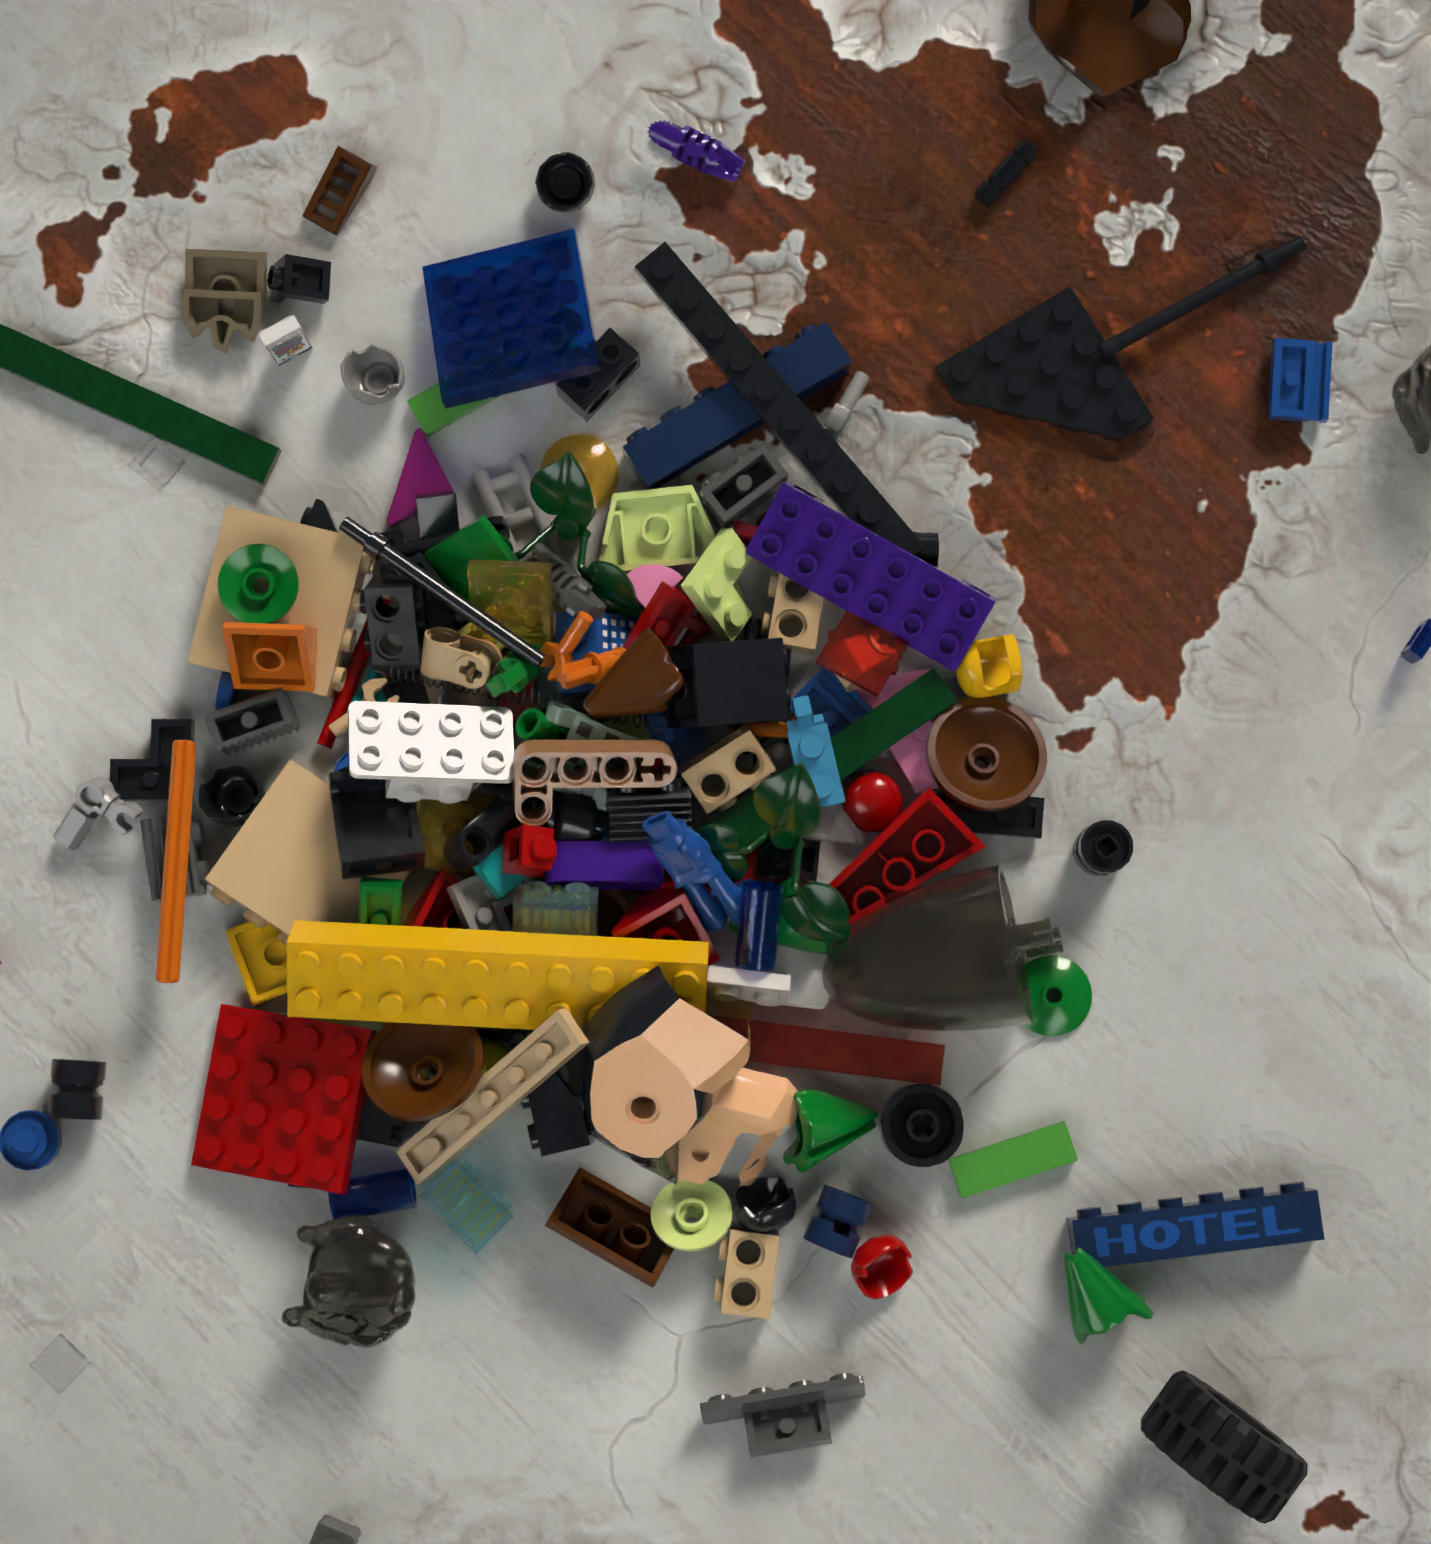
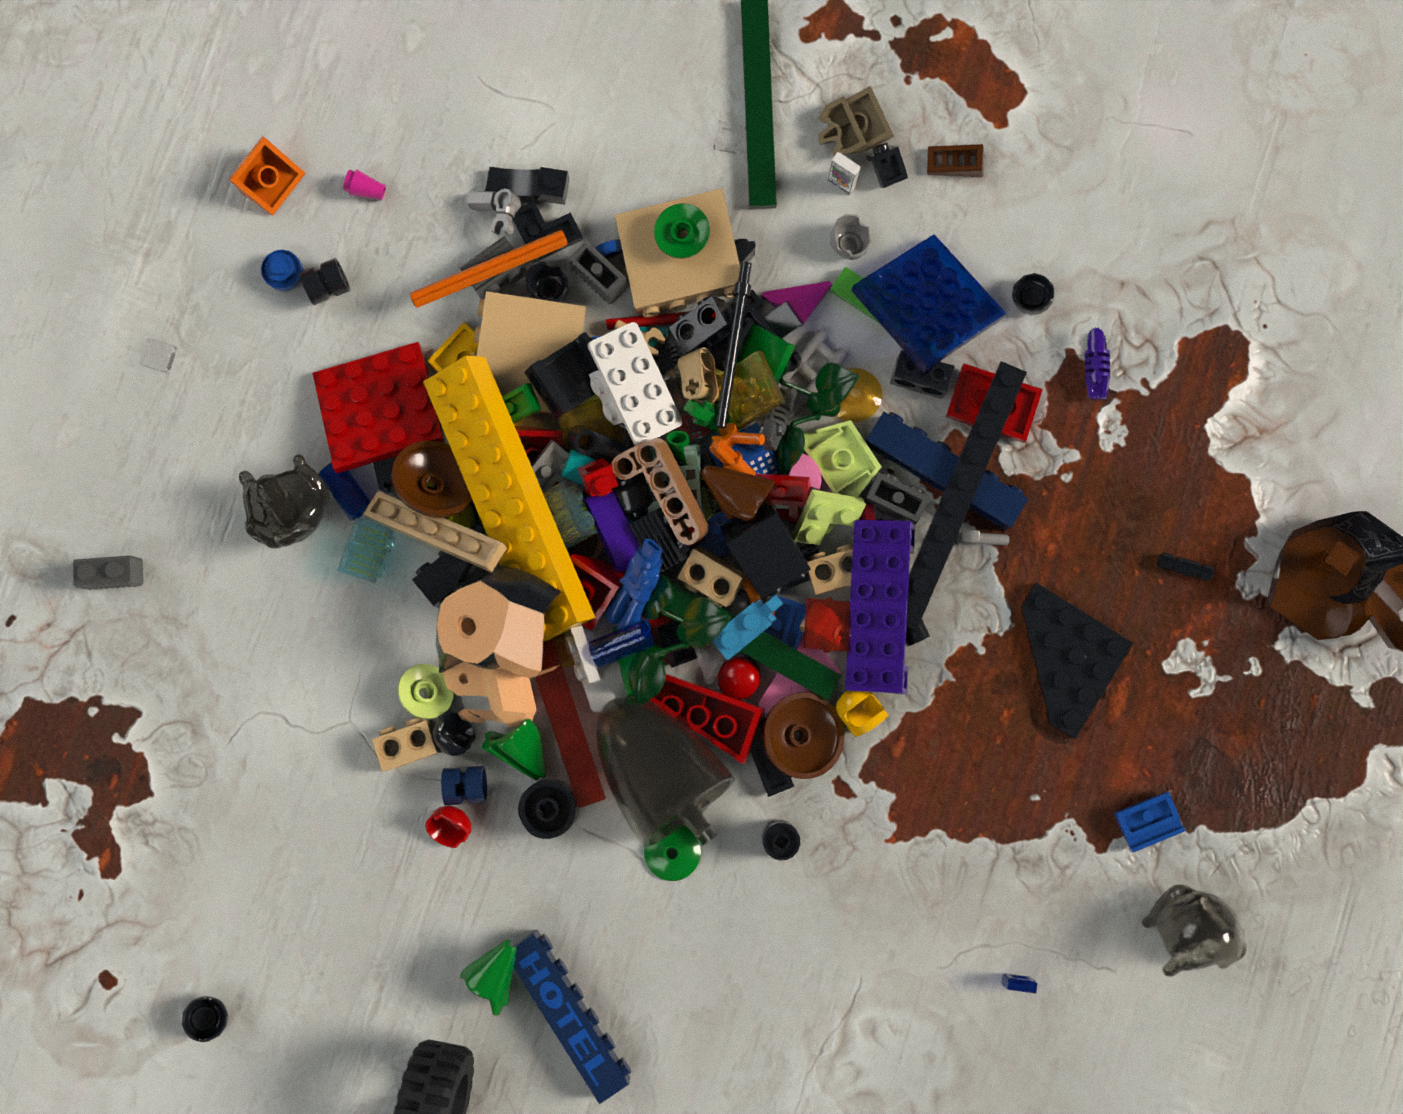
camera: 65 degrees right, 0 degrees up
(85, 754) = (531, 185): none -> black slope
(271, 656) = (642, 261): orange slope -> none
(610, 1227) = (393, 644): reddish brown slope -> none
(651, 323) = (969, 395): none -> red plate
(785, 1417) = (327, 811): dark grey bracket -> none
(1012, 1159) = (556, 877): bright green tile -> none
(1265, 262) = (1214, 761): black bar -> none

